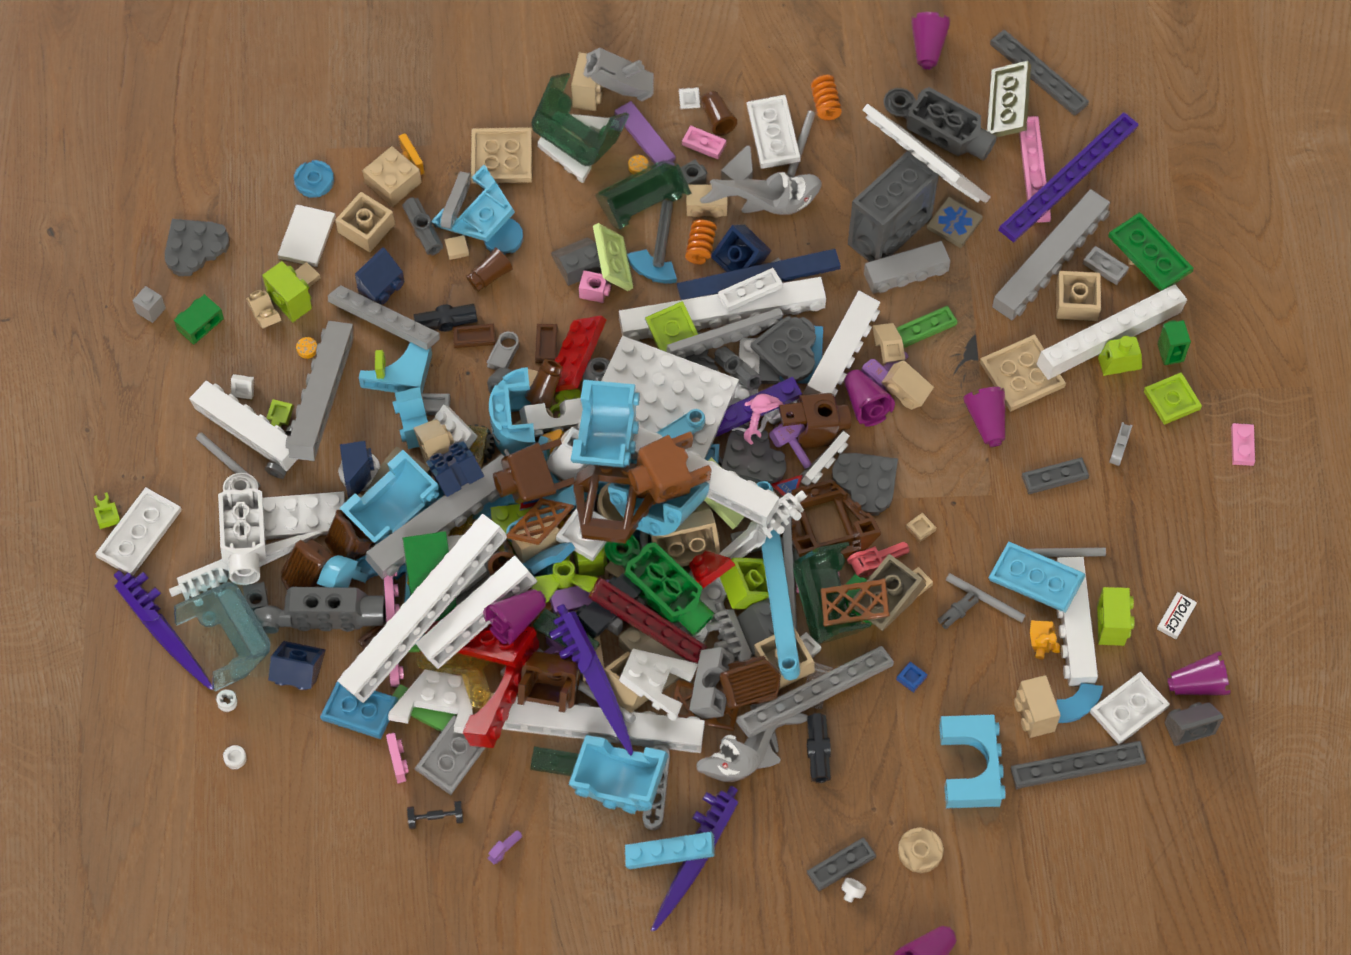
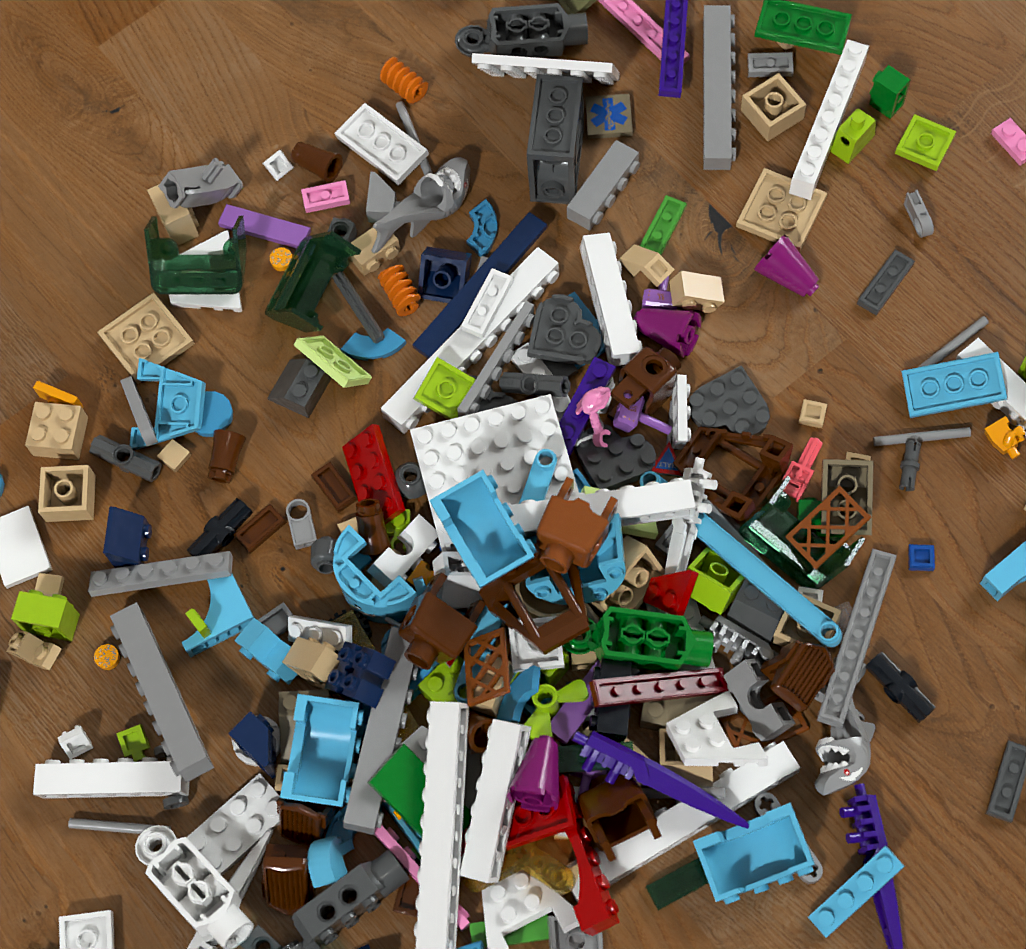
camera: 30 degrees left, 5 degrees up
(592, 279) = (333, 410): bright pink brick -> none
(797, 241) = (484, 229): none -> dark azure tile

